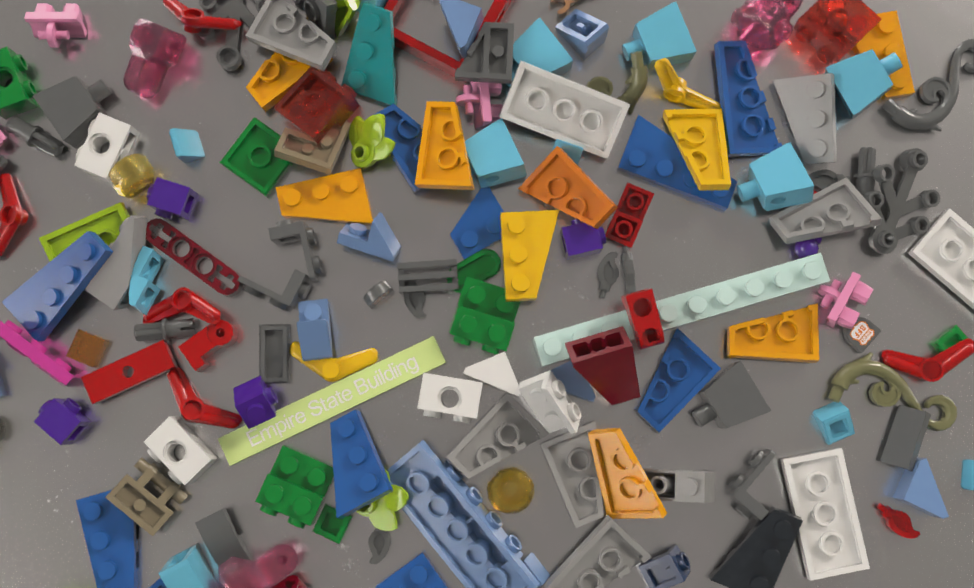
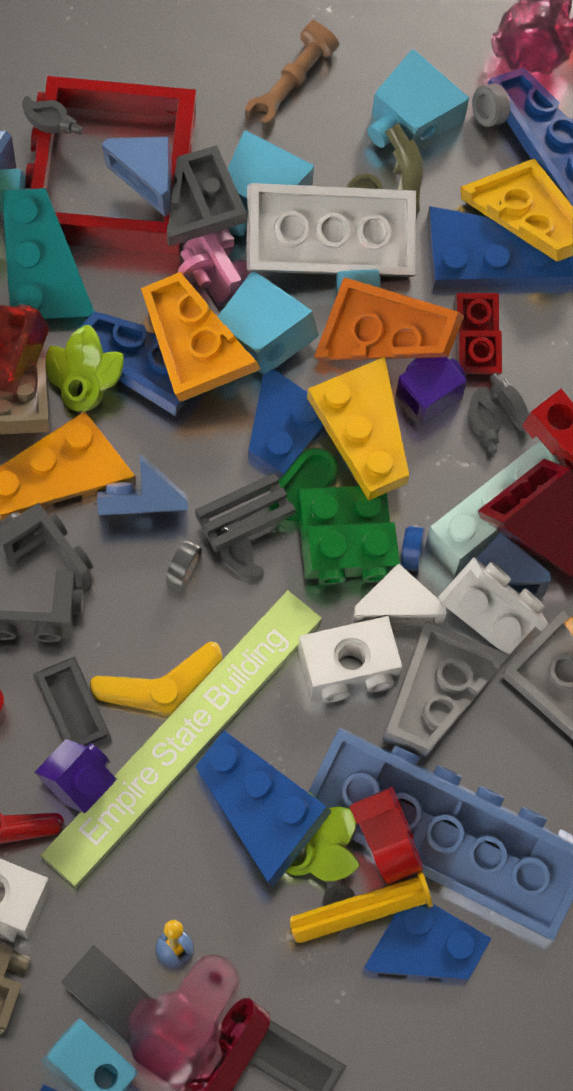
camera: 30 degrees left, 15 degrees down
(276, 526) = (177, 943): none -> medium blue hinge
(296, 487) = (186, 875): green plate -> none
(314, 330) = (118, 646): medium blue slope -> none
(330, 526) = (261, 907): green tile -> none
(387, 554) = (361, 909): none -> yellow axle
(419, 518) = (388, 835): none -> red leg
(510, 491) = (494, 749): clear yellow hair -> none
(521, 341) = (413, 548): none -> blue tile
(583, 32) = (310, 132): medium blue slope -> none
(676, 88) = (463, 157): yellow piece -> none
(711, 59) = (491, 105): none -> light grey tile

